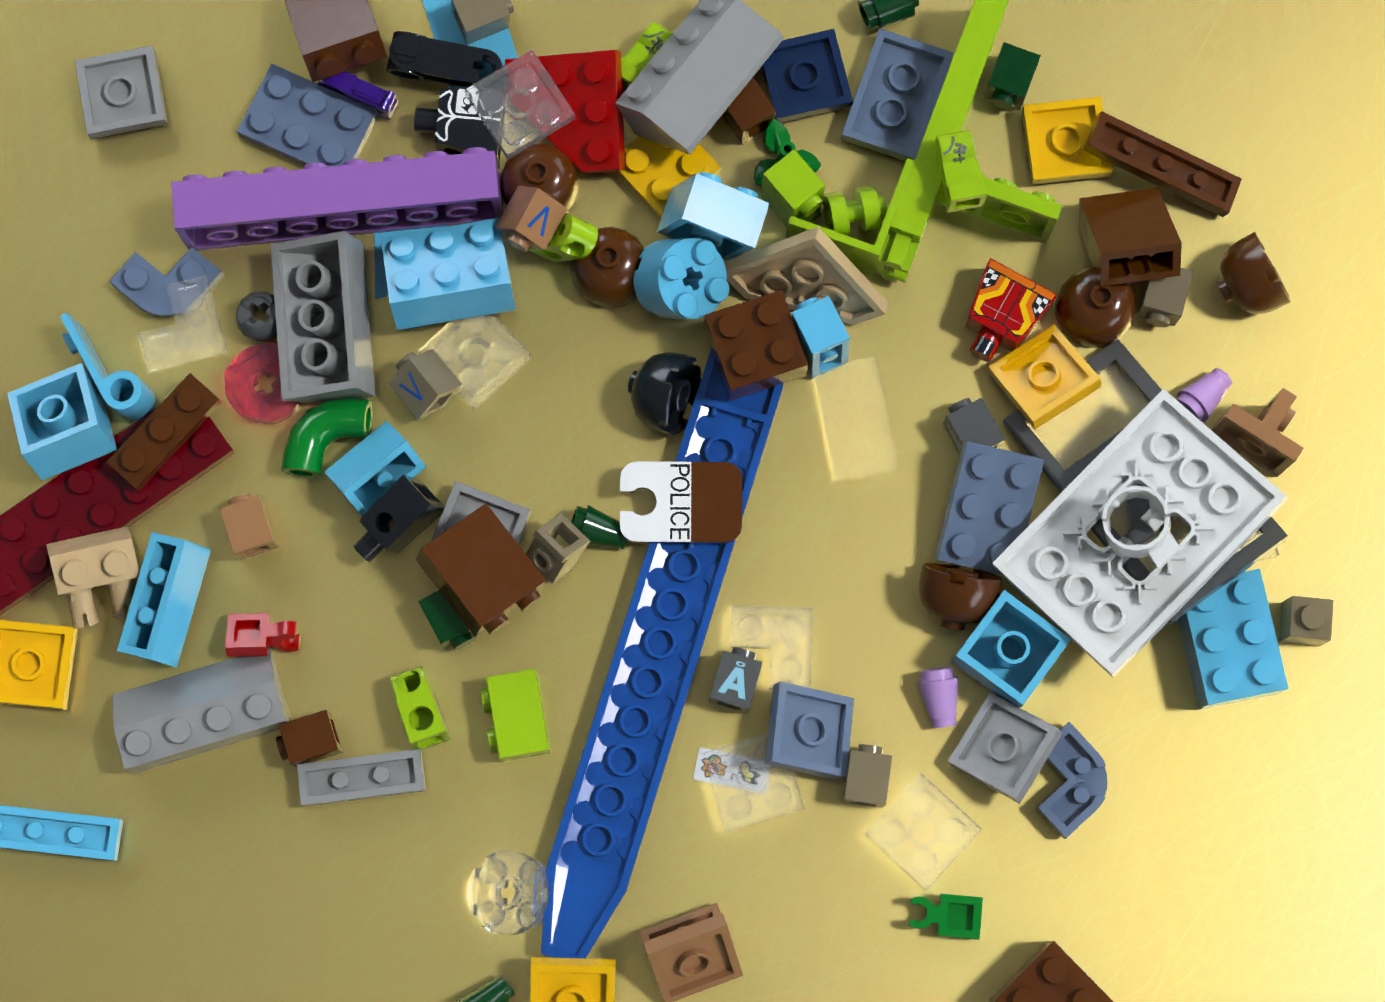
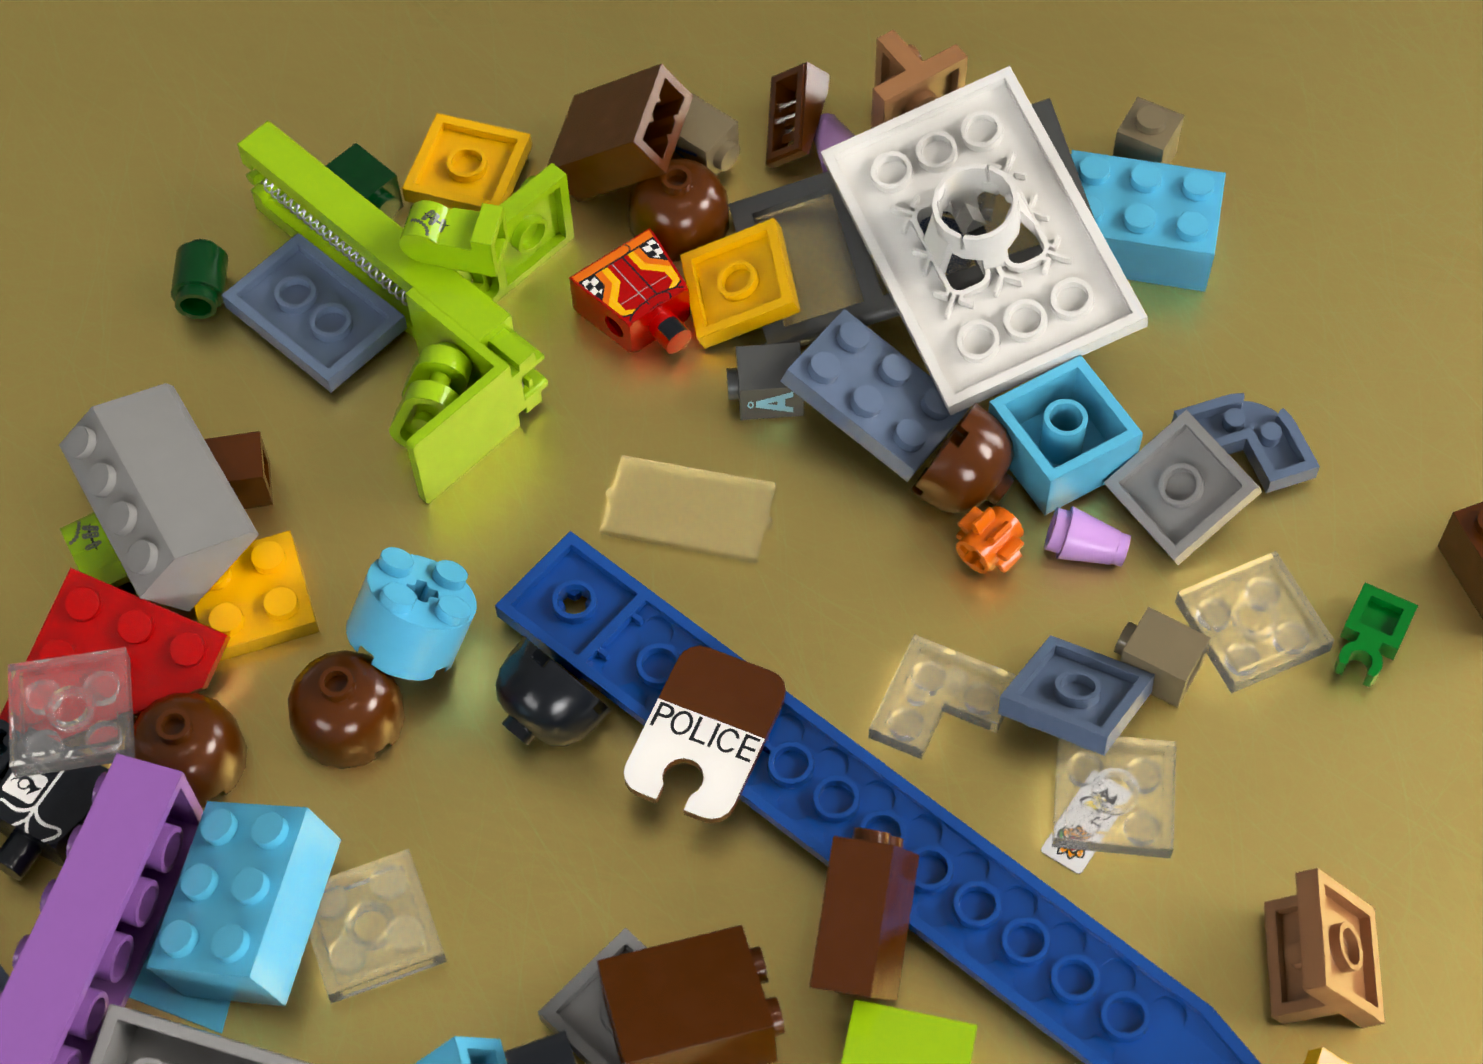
camera: 65 degrees left, 20 degrees down
(424, 383) = (378, 998): dark tan brick -> none
(530, 219) = (232, 753): medium nougat brick -> none
(549, 555) = (694, 901): dark tan brick -> none
(570, 241) = (279, 737): lime leg -> none
(582, 654) = (865, 915): none -> reddish brown brick
(598, 527) = (688, 858): dark green cone -> none
(714, 212) = (344, 533): brick -> none
(736, 679) = (972, 761): dark grey brick -> none
(756, 345) = (545, 558): reddish brown brick -> none
(778, 142) = (322, 450): green plant -> none
(793, 189) = (371, 448): lime brick -> none
(804, 269) = (485, 474): tan plate -> none
(807, 77) = (236, 389): dark blue plate -> none
(821, 335) = (569, 486): medium azure brick -> none
(908, 630) = (989, 539): none -> orange gear
(1162, 164) = (548, 83): reddish brown plate -> none
(1218, 352) = (795, 103): none -> reddish brown slope
(1251, 278) = (725, 46): reddish brown cylinder -> none

